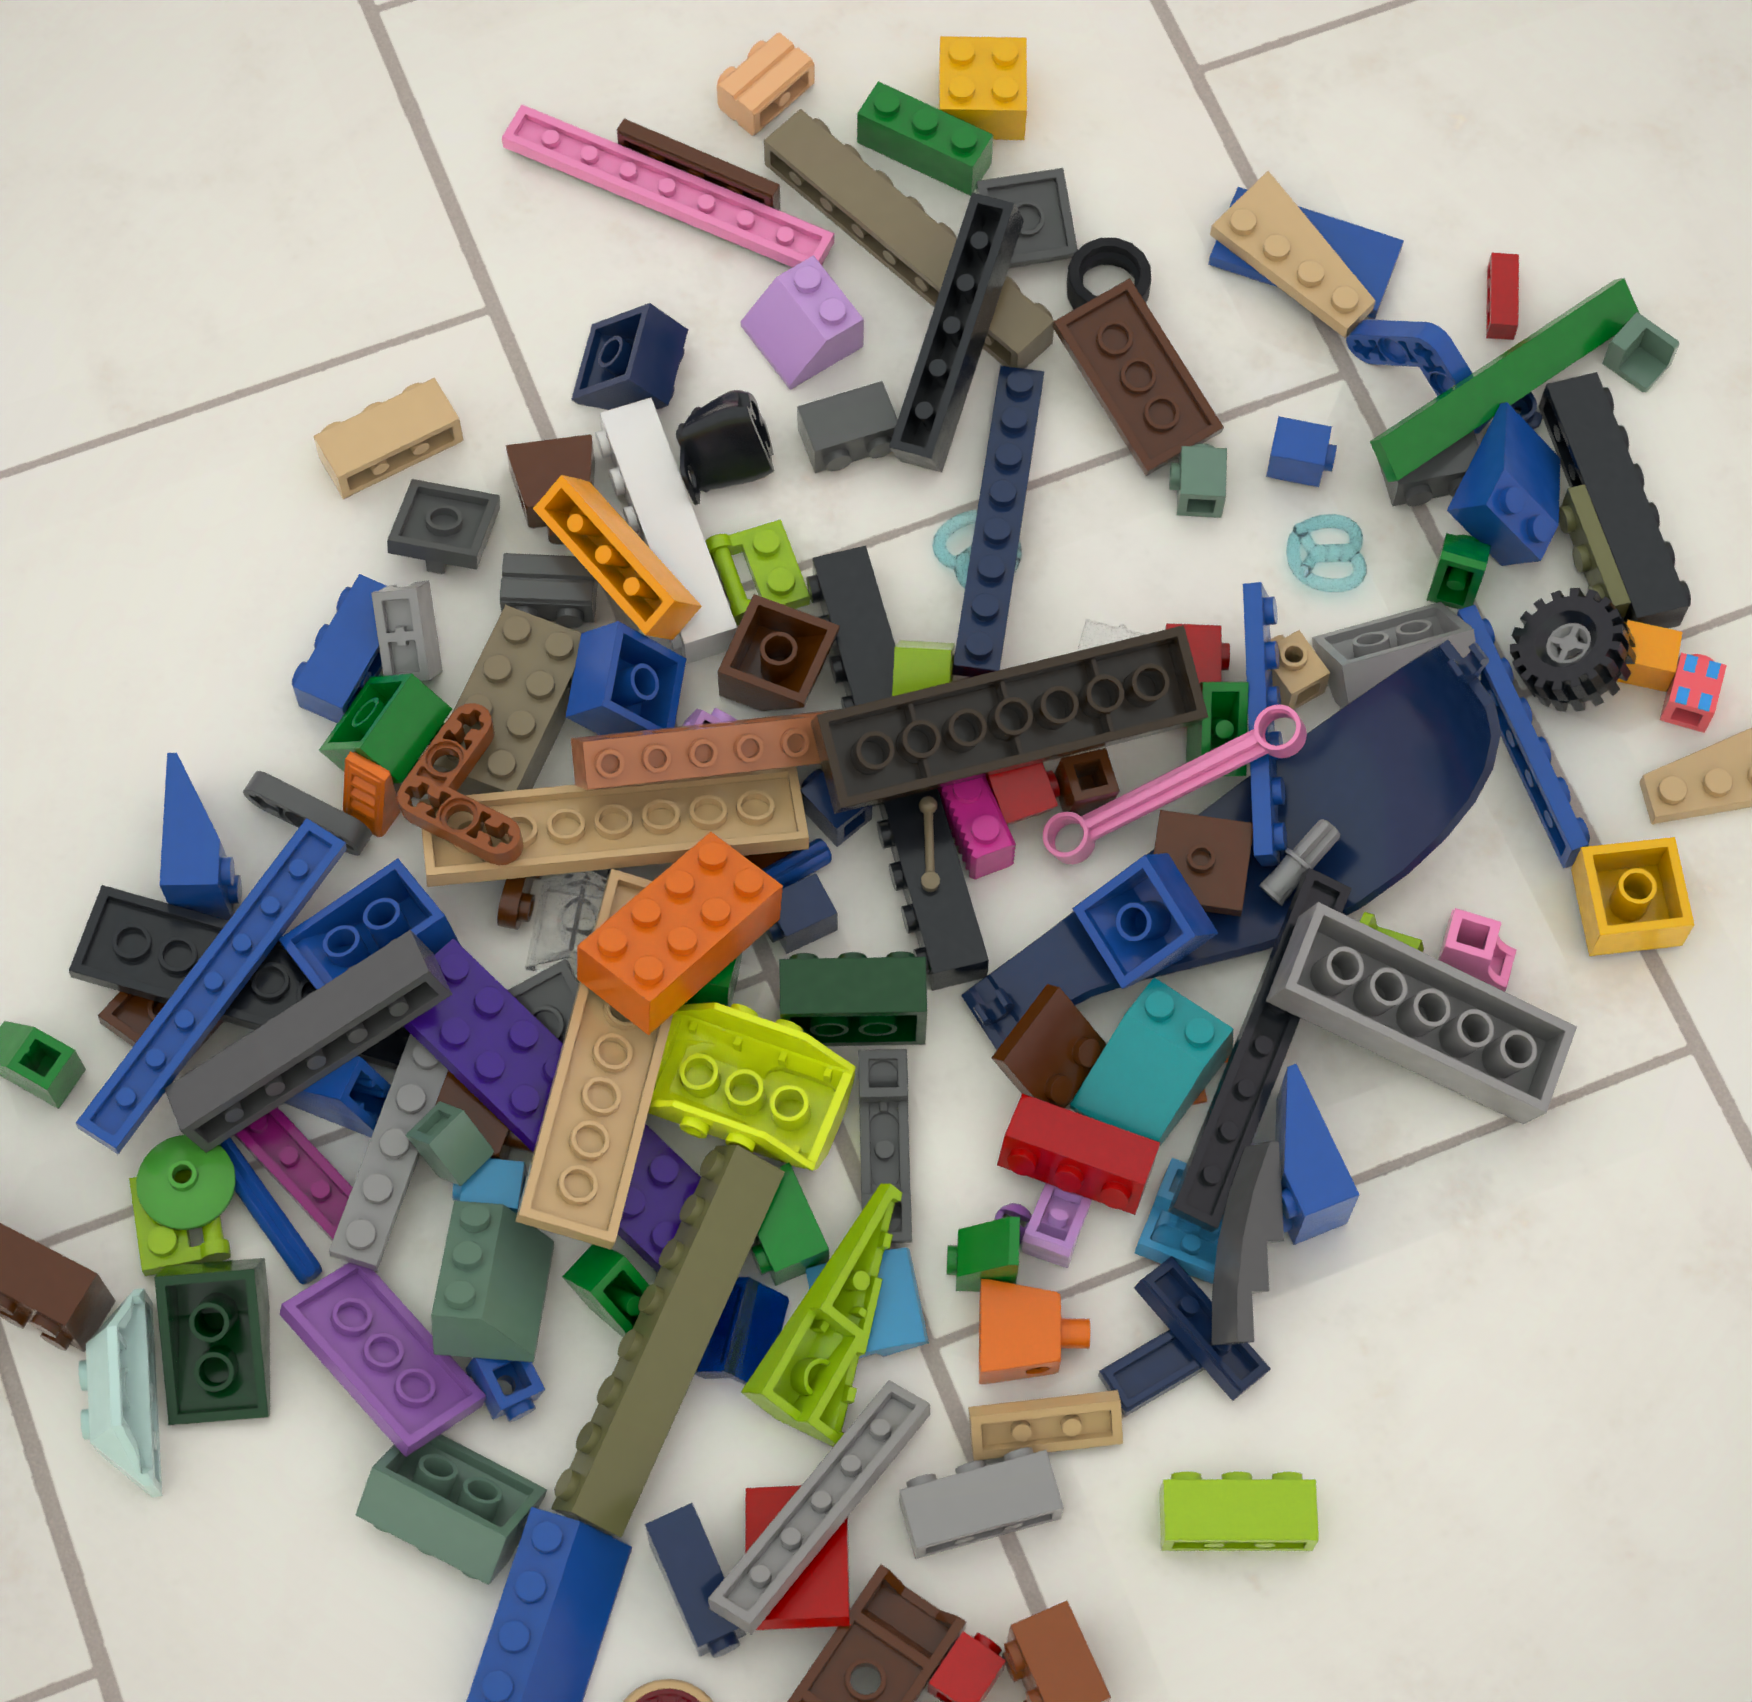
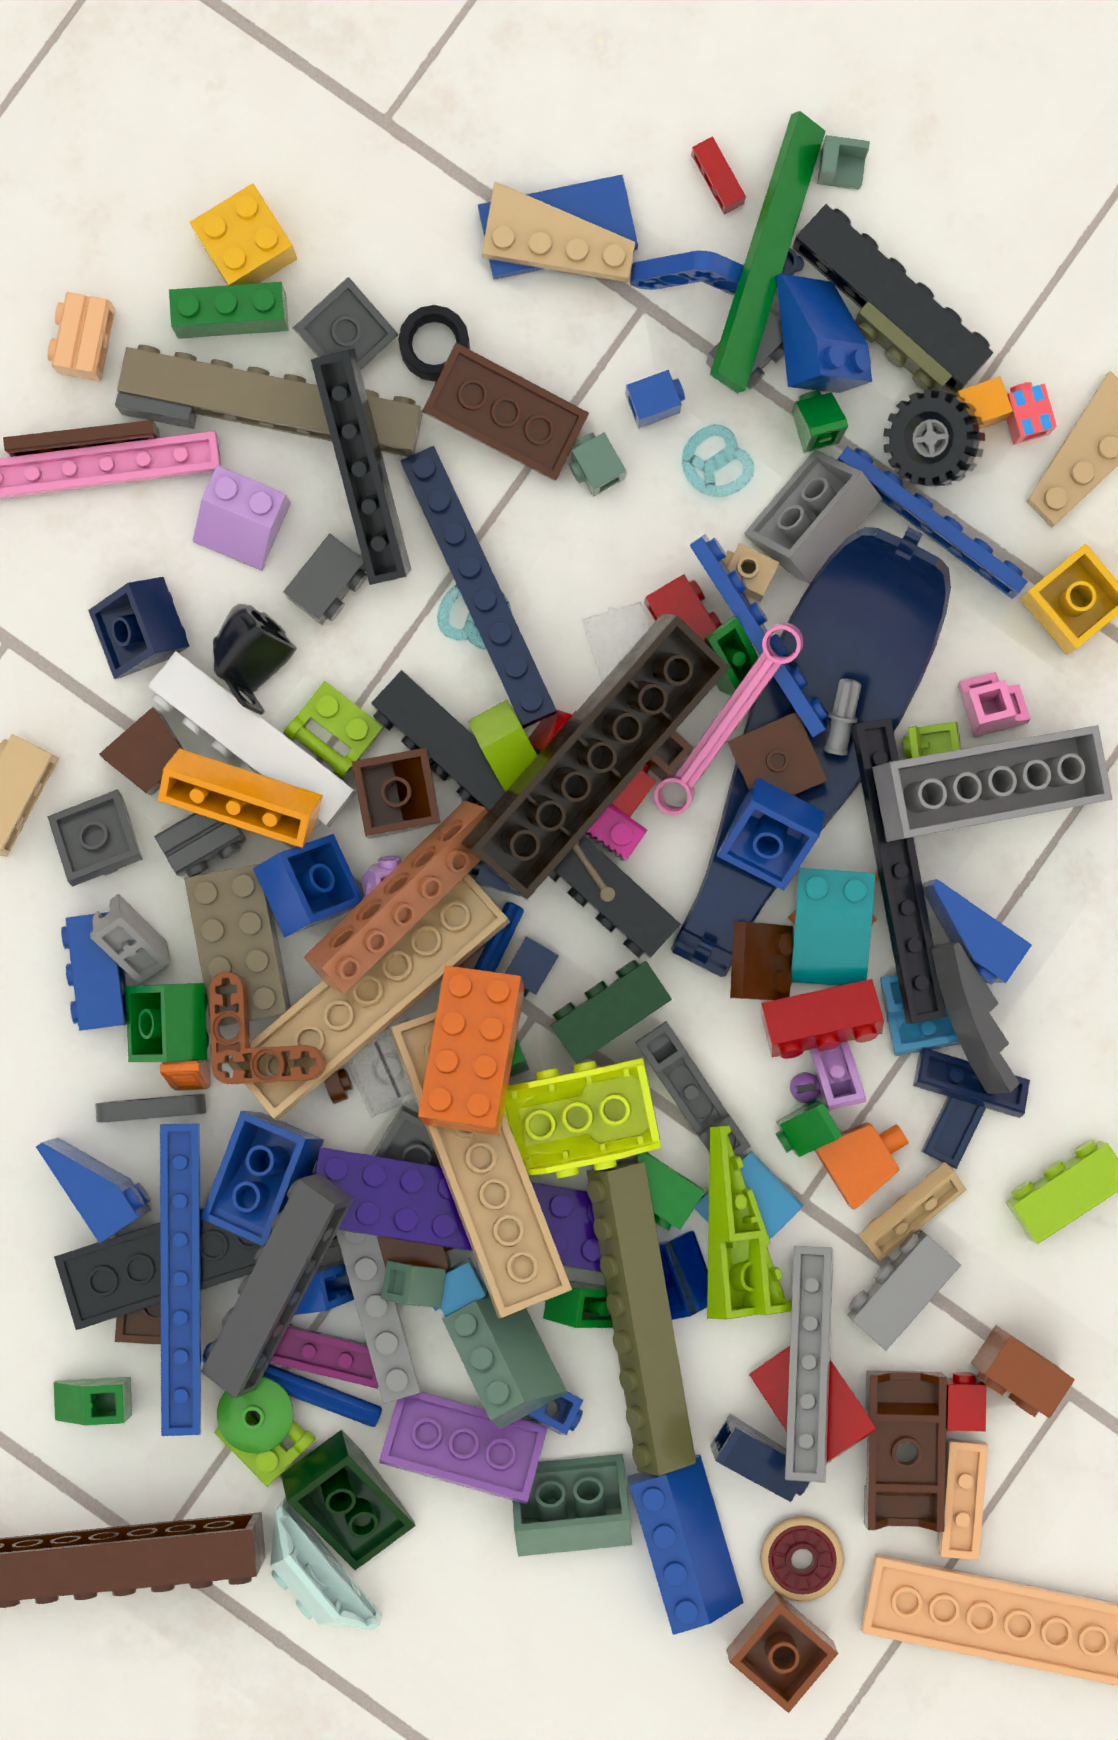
camera: 35 degrees left, 20 degrees up
(795, 188) = (155, 410): none -> dark grey tile

